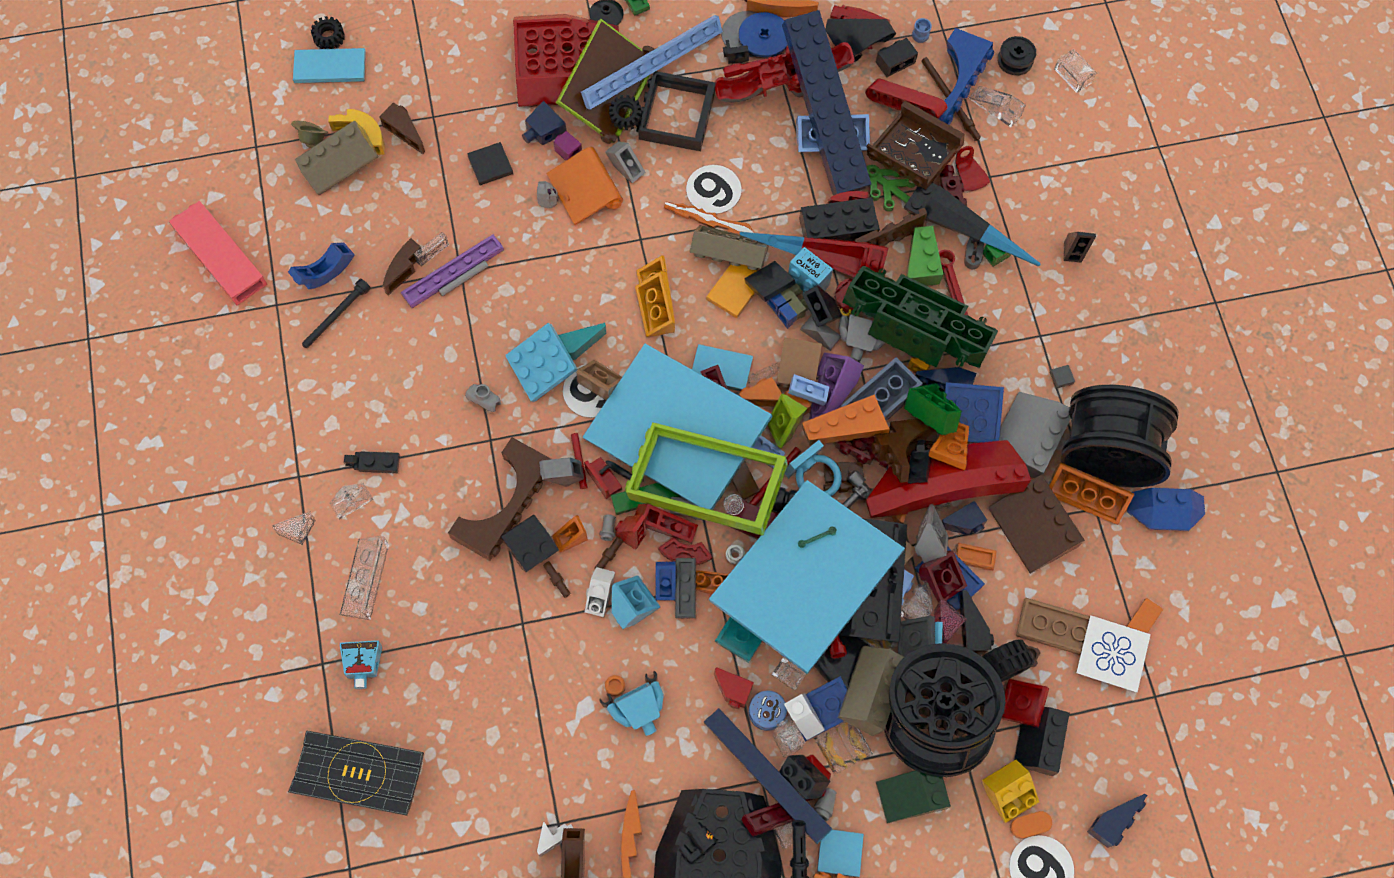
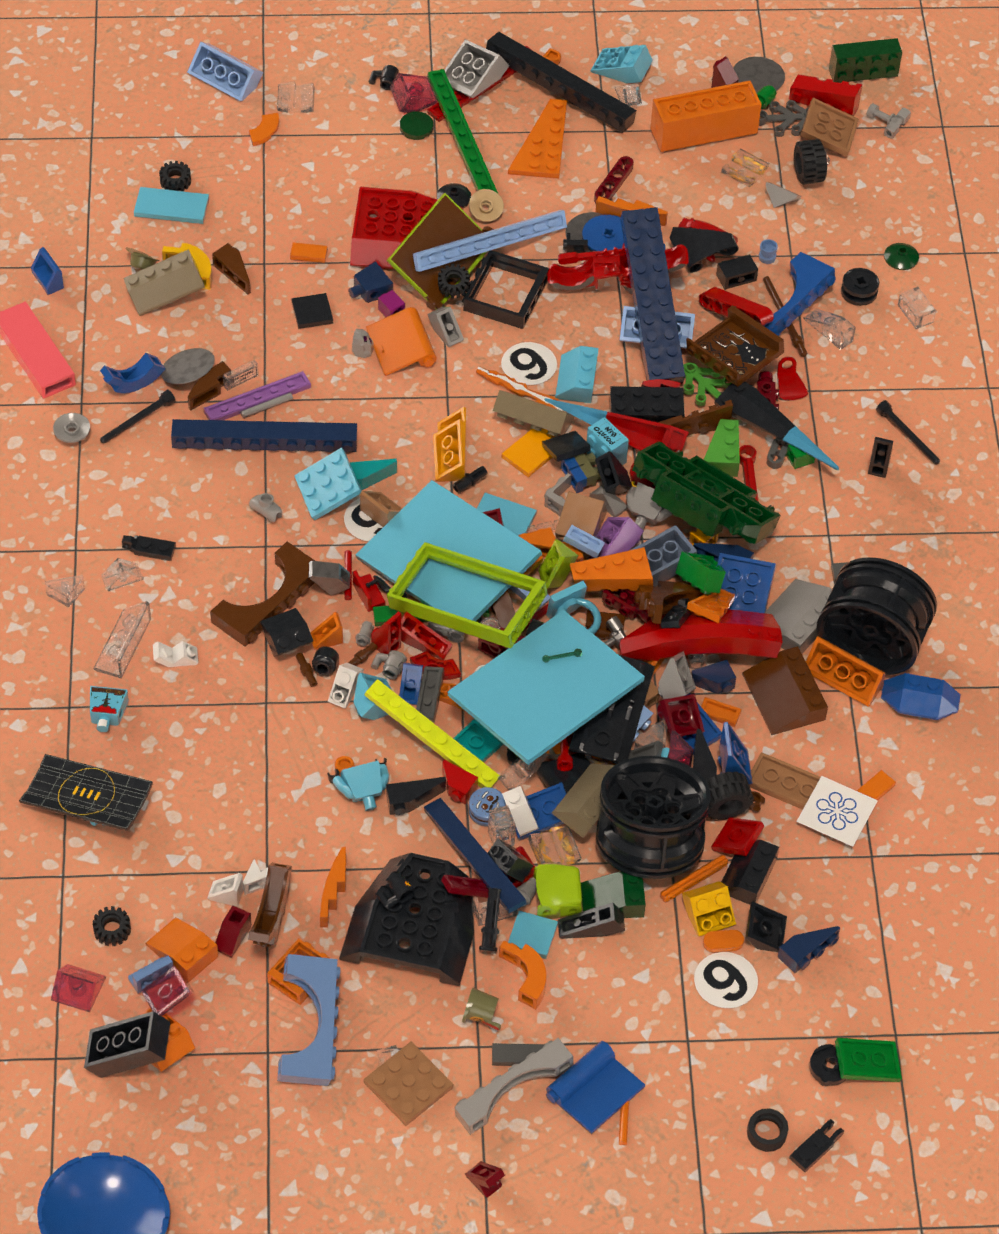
camera: 10 degrees right, 15 degrees down
(216, 162) = (47, 272): none -> blue tile
(265, 332) = (71, 427): none -> light grey dish
(376, 247) = (188, 366): none -> flat silver sticker
(420, 586) = (180, 655): none -> white slope
(466, 315) = (263, 435): none -> dark blue brick
(474, 98) = (308, 252): none -> orange tile
(520, 859) = (227, 890): none -> white slope
(574, 567) = (325, 660): none -> black head
(643, 558) = (393, 664): none -> light grey piece
(646, 15) = (486, 198): none -> tan dish
(680, 331) = (469, 479): none -> black axle
(686, 712) = (409, 795): none -> black slope
(698, 640) = (430, 733): none -> neon yellow plate
(764, 196) = (577, 374): none -> medium azure slope
(768, 344) = (552, 496): none -> light grey bracket
(858, 799) = (558, 890): none -> lime piece
(897, 831) = (592, 923): none -> black slope
(999, 744) = (694, 878): none -> orange axle
(1004, 618) = (733, 753): none -> blue slope
(1043, 19) = (901, 256): none -> dark green dish
(1068, 188) = (885, 409): none -> black piece
(1071, 803) = (765, 928): none -> black slope

